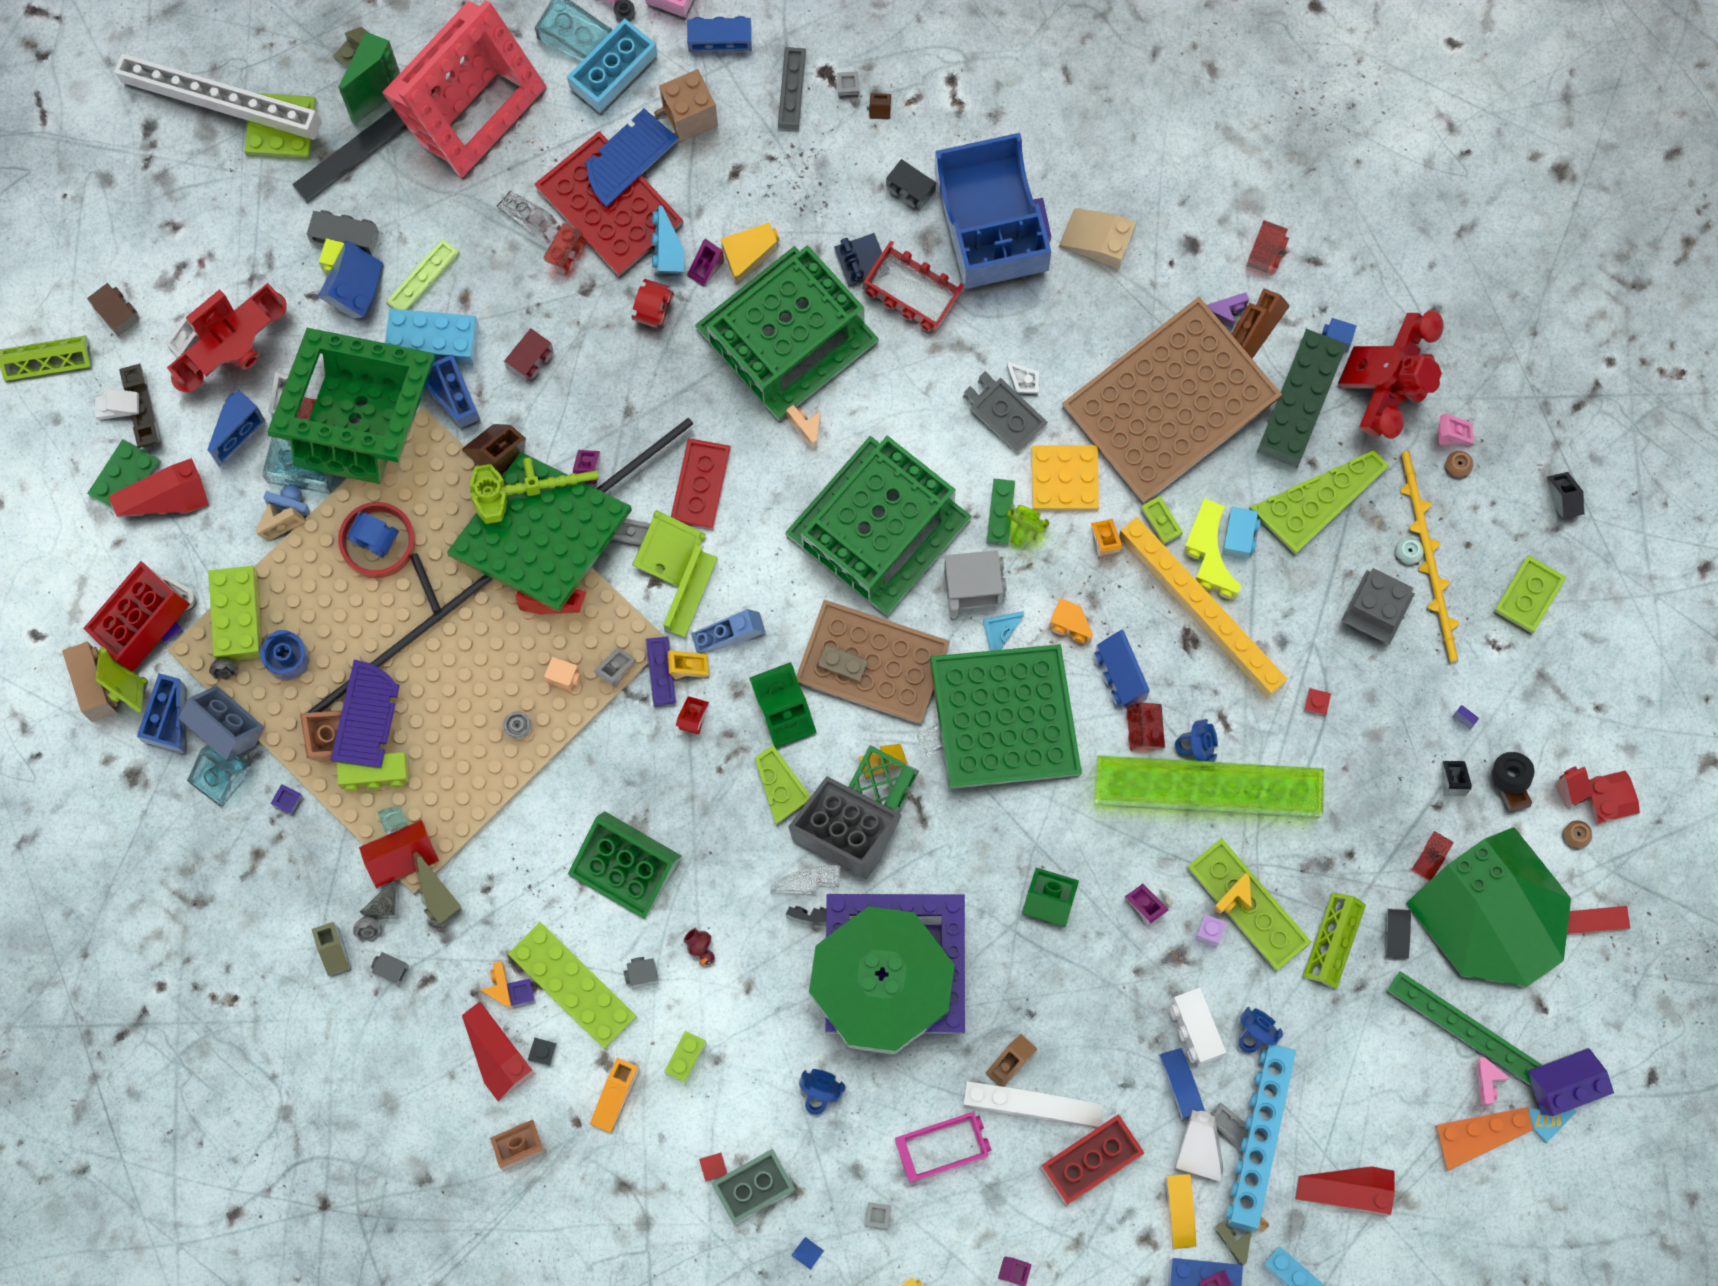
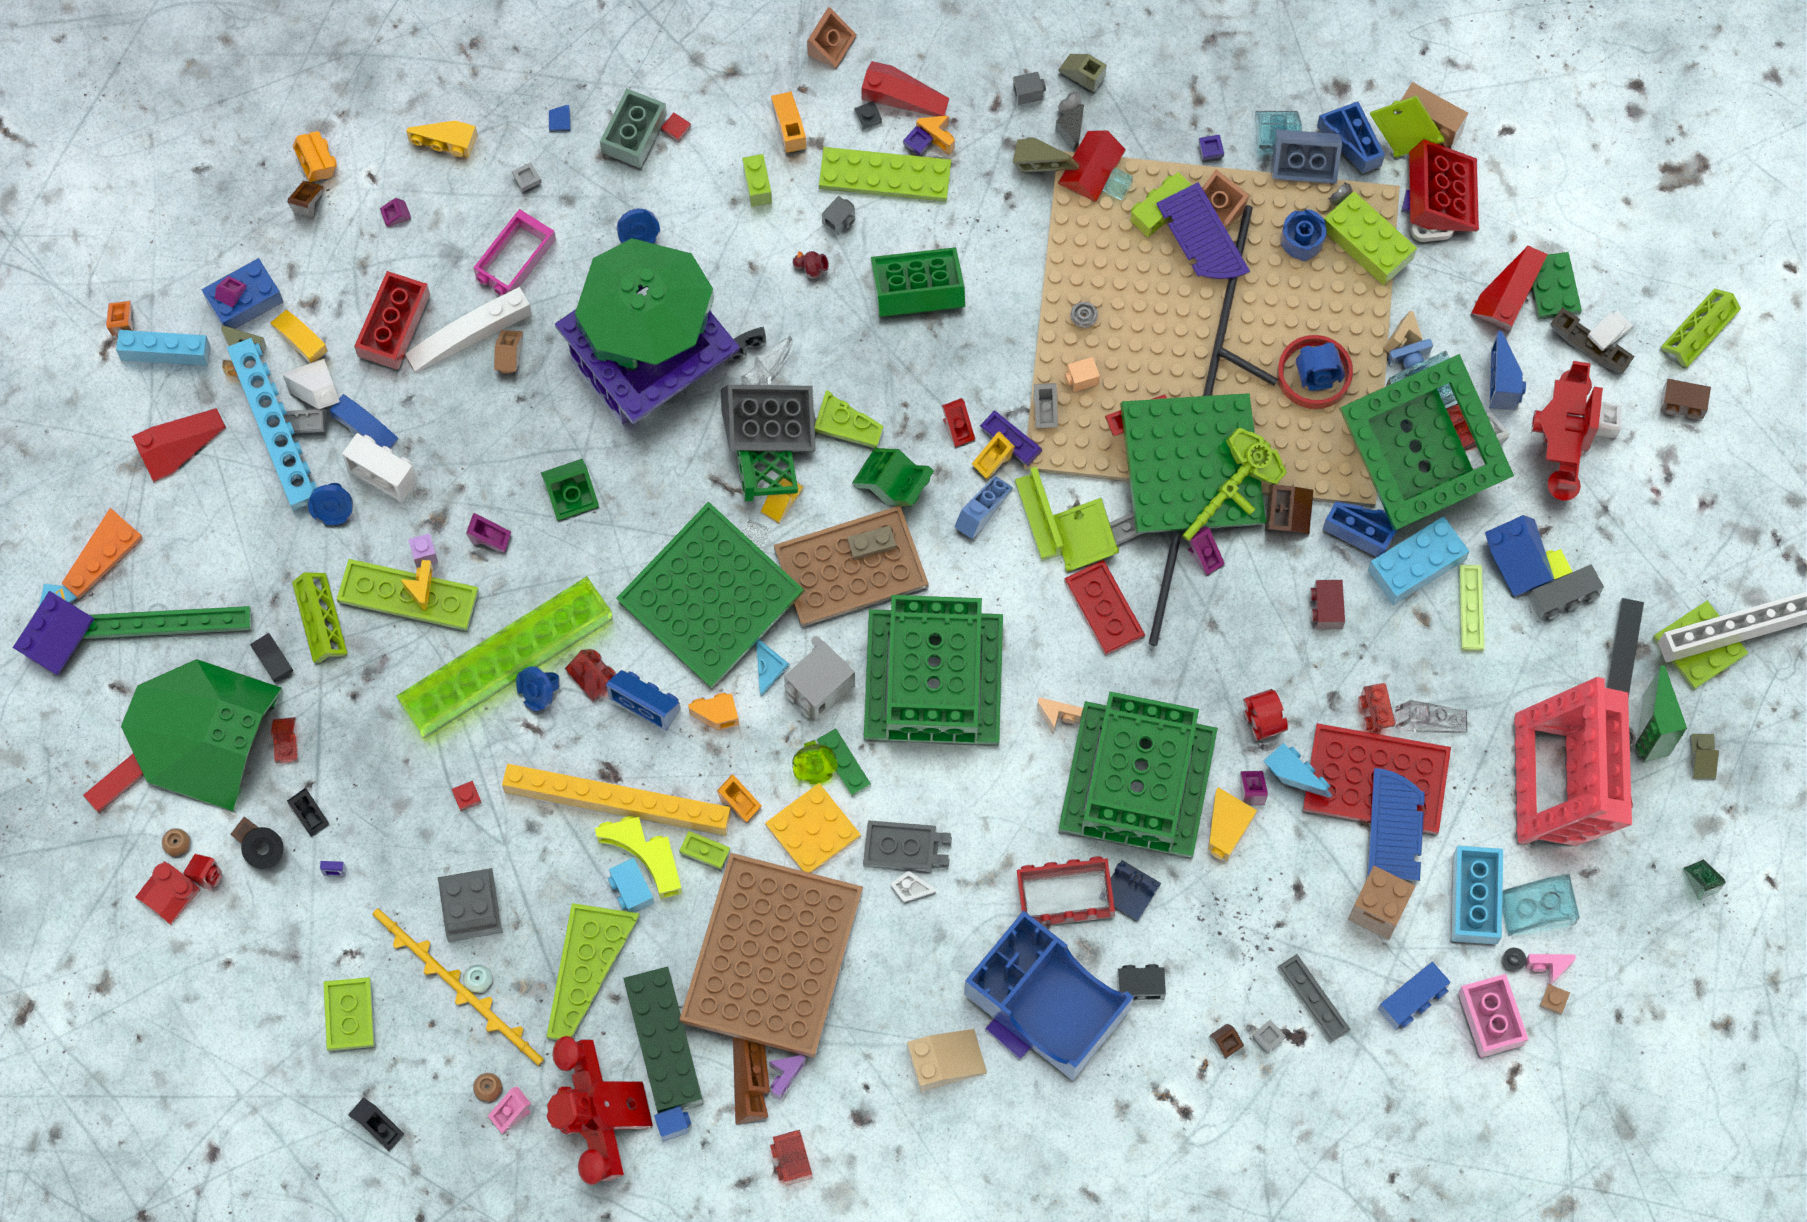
camera: 140 degrees right, 5 degrees down
(1487, 1074) = (122, 597): bright pink slope -> none

